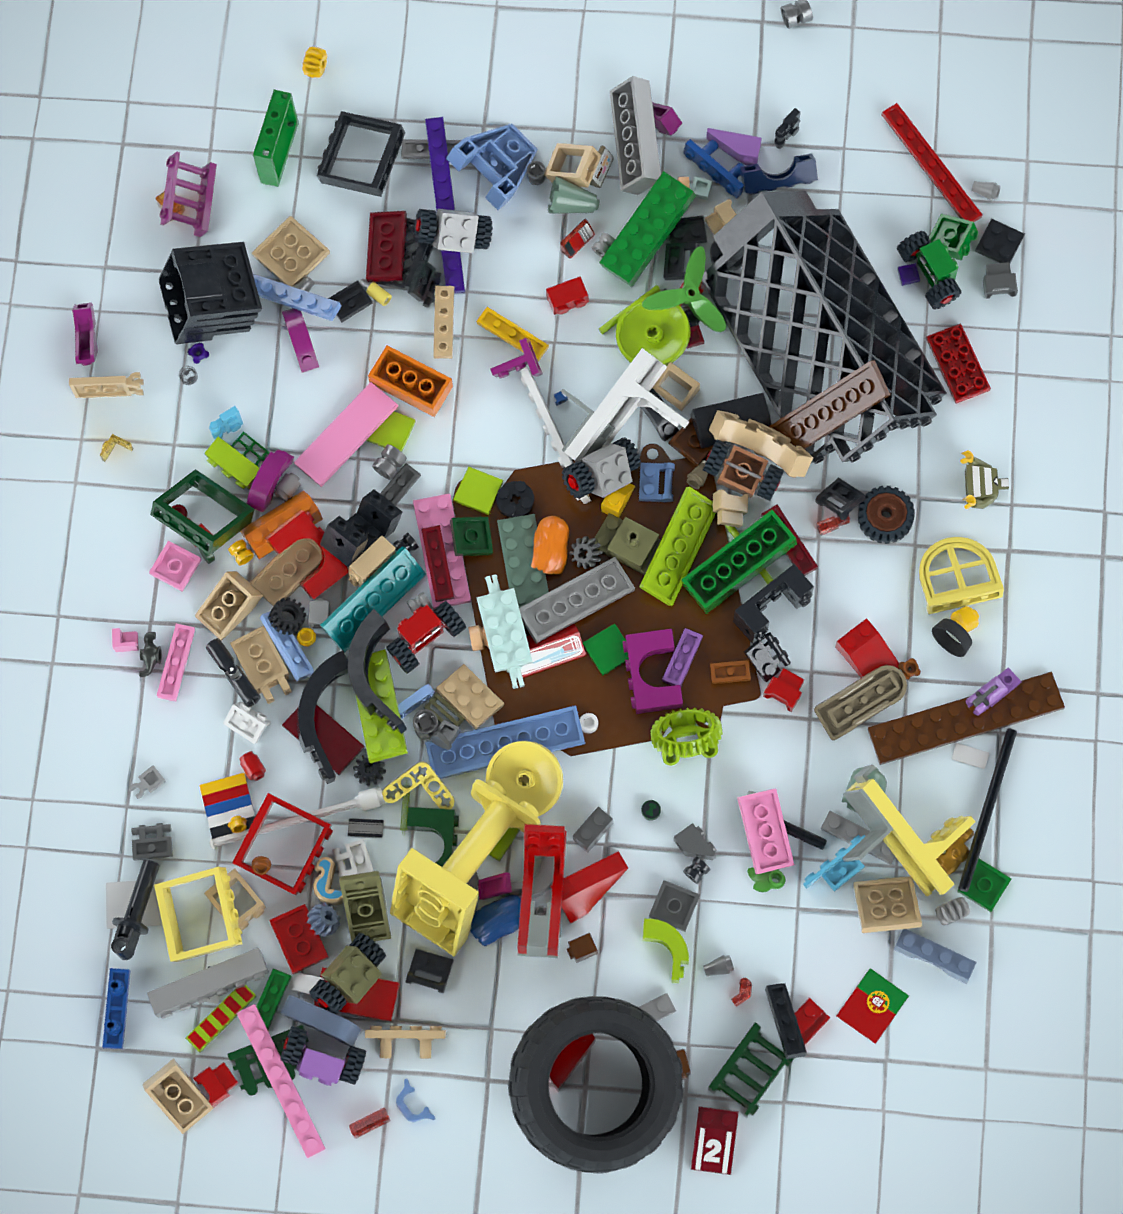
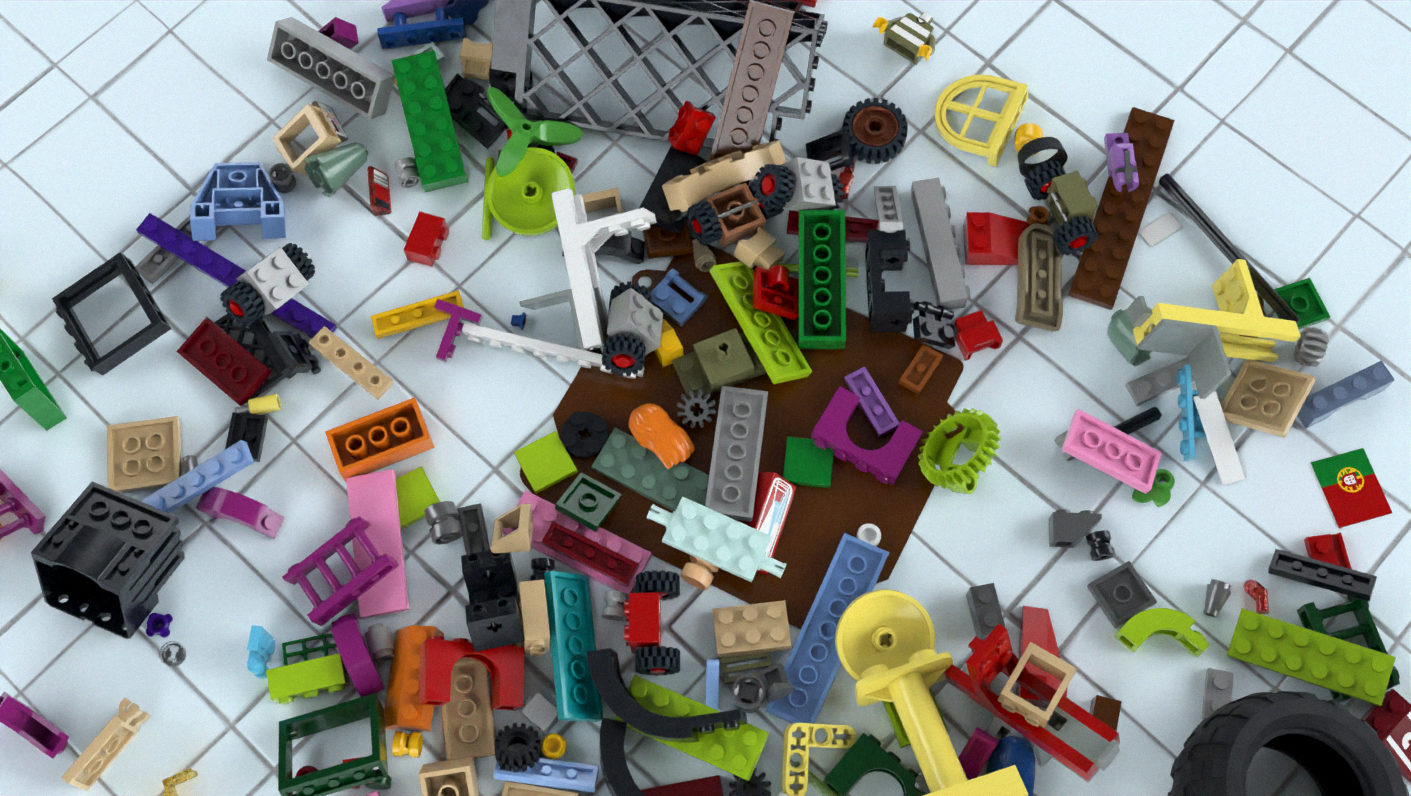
camera: 55 degrees left, 5 degrees down
(312, 444) = (361, 579): none -> magenta fence
(411, 515) = (517, 540): none -> tan tile
(572, 896) = (1049, 664): none -> tan window
(651, 810) = (1004, 543): tile -> none
(706, 538) = (776, 291): none -> red plate
(721, 1048) = (1311, 657): none -> lime plate
(778, 396) = (690, 128): none -> red bracket
(788, 497) = (799, 185): none -> brick
(825, 565) = (888, 208): none -> light grey plate
(832, 618) = (939, 244): none -> light grey brick
(835, 895) = (1219, 439): none -> white sticker
(930, 682) = (1069, 204): none -> brick

